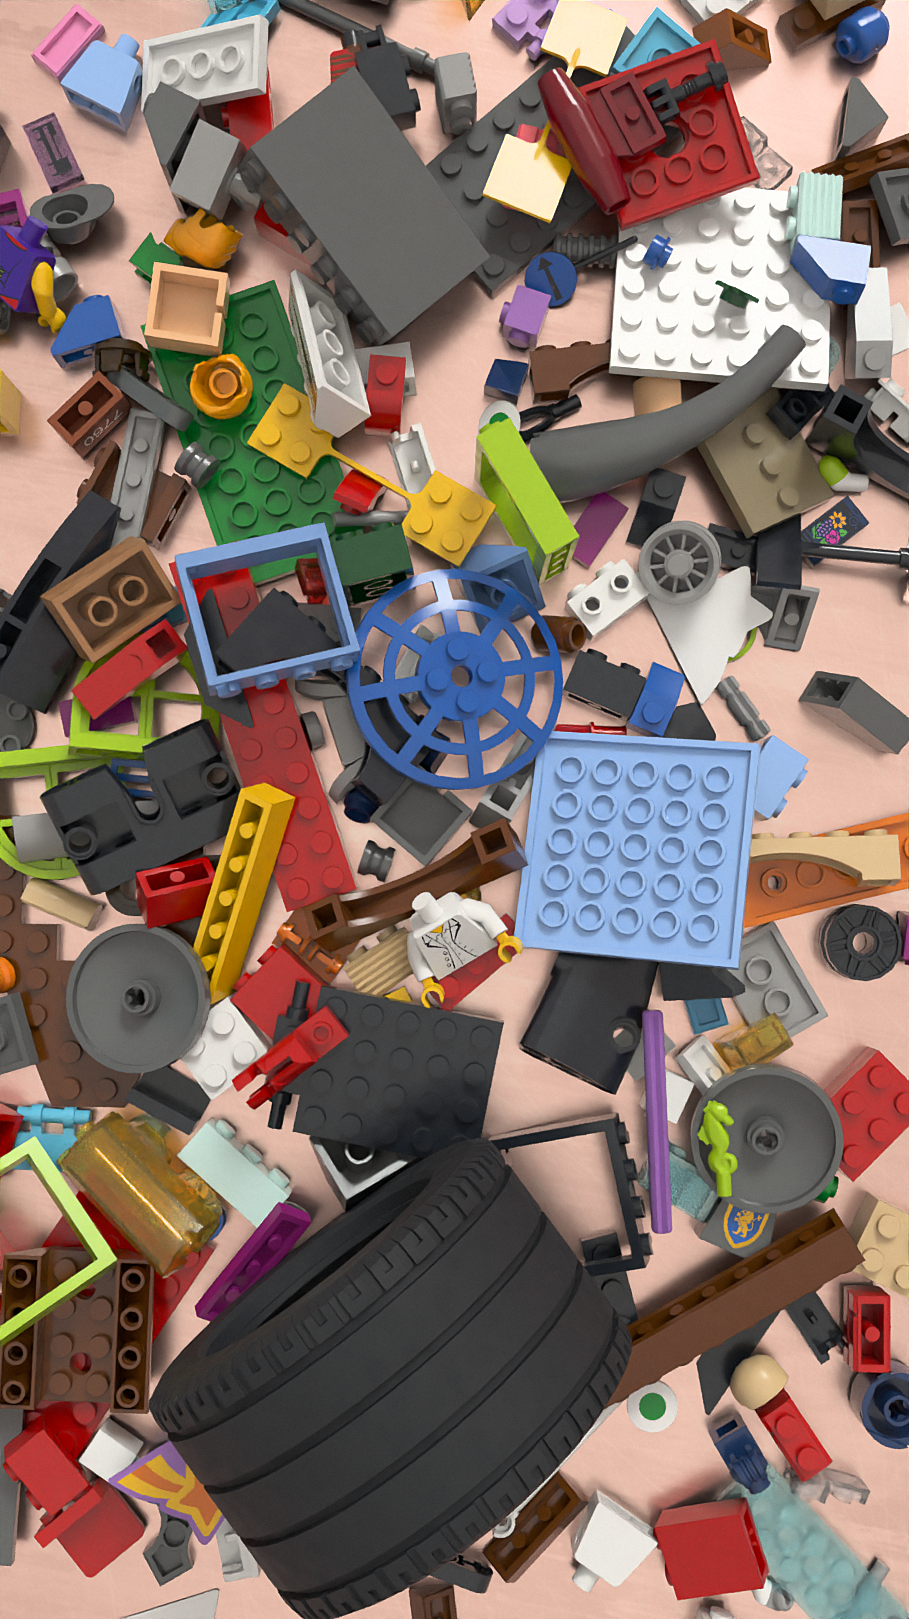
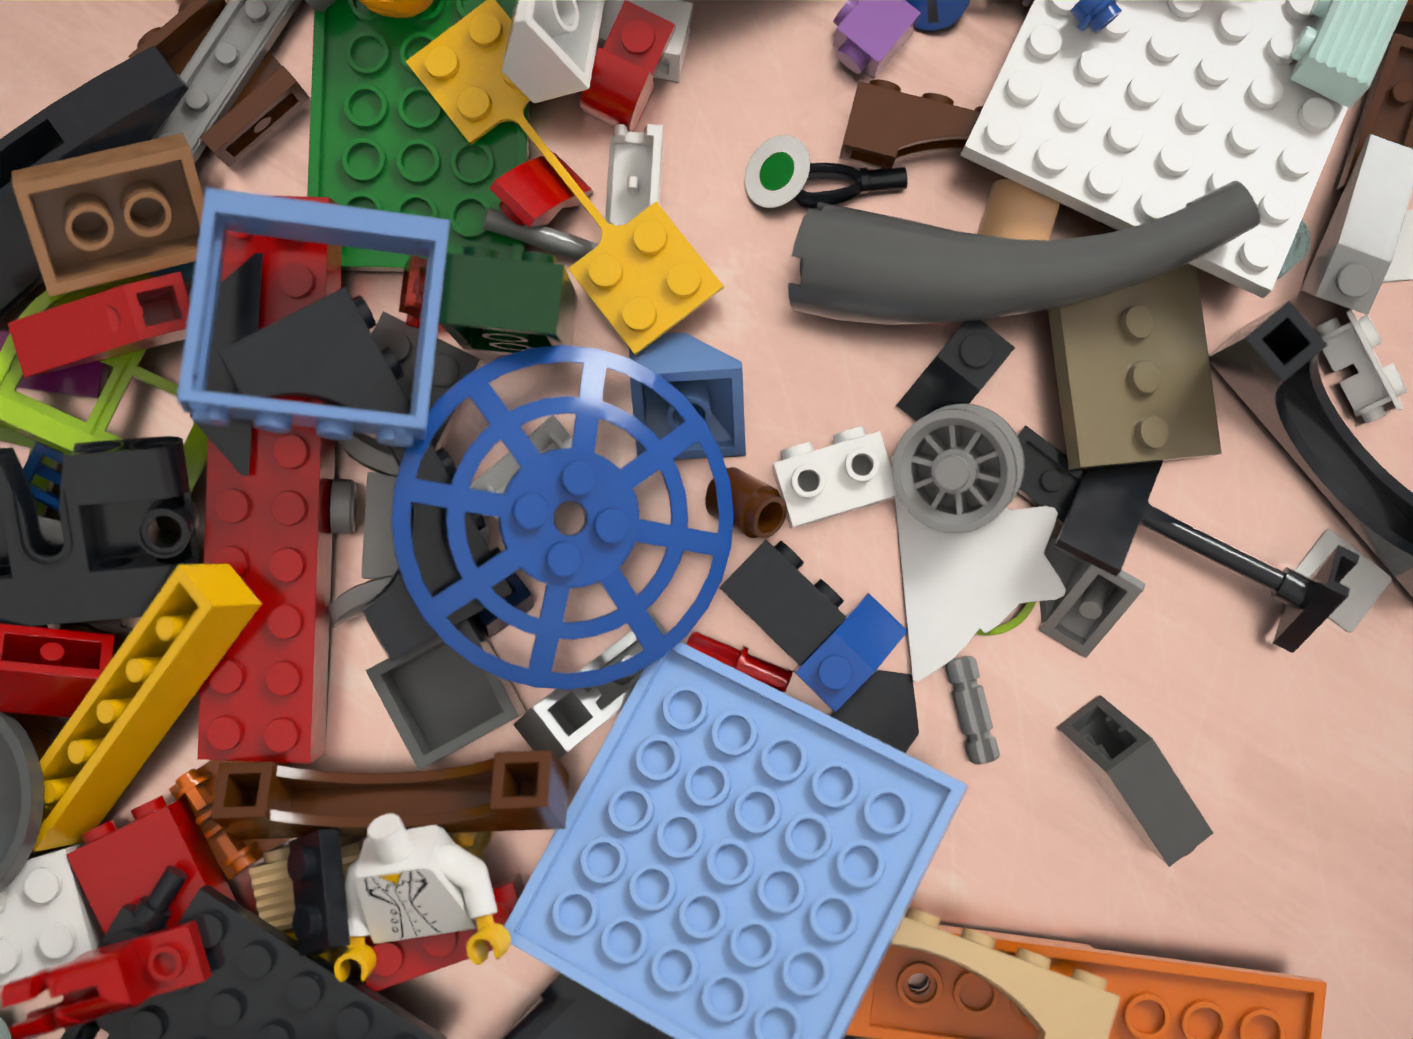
camera: 25 degrees right, 0 degrees up
(197, 465) = (319, 66): dark grey wheel -> none
(358, 806) = (362, 644): dark blue plate -> none
(376, 861) = (360, 730): dark grey wheel -> none
(394, 961) = (319, 892): none -> black plate
(506, 379) = (813, 109): dark blue slope -> none
(524, 499) = (761, 292): lime window -> none
(597, 526) = (856, 370): magenta tile -> none
(735, 295) = (1184, 112): dark green plate -> none
(778, 771) = (986, 823): light blue brick -> none
(797, 408) = (1214, 308): black slope -> none
(832, 267) = (1343, 124): slope -> none
(834, 527) = (1204, 498): tile -> none
(839, 477) = (1239, 430): arm -> none

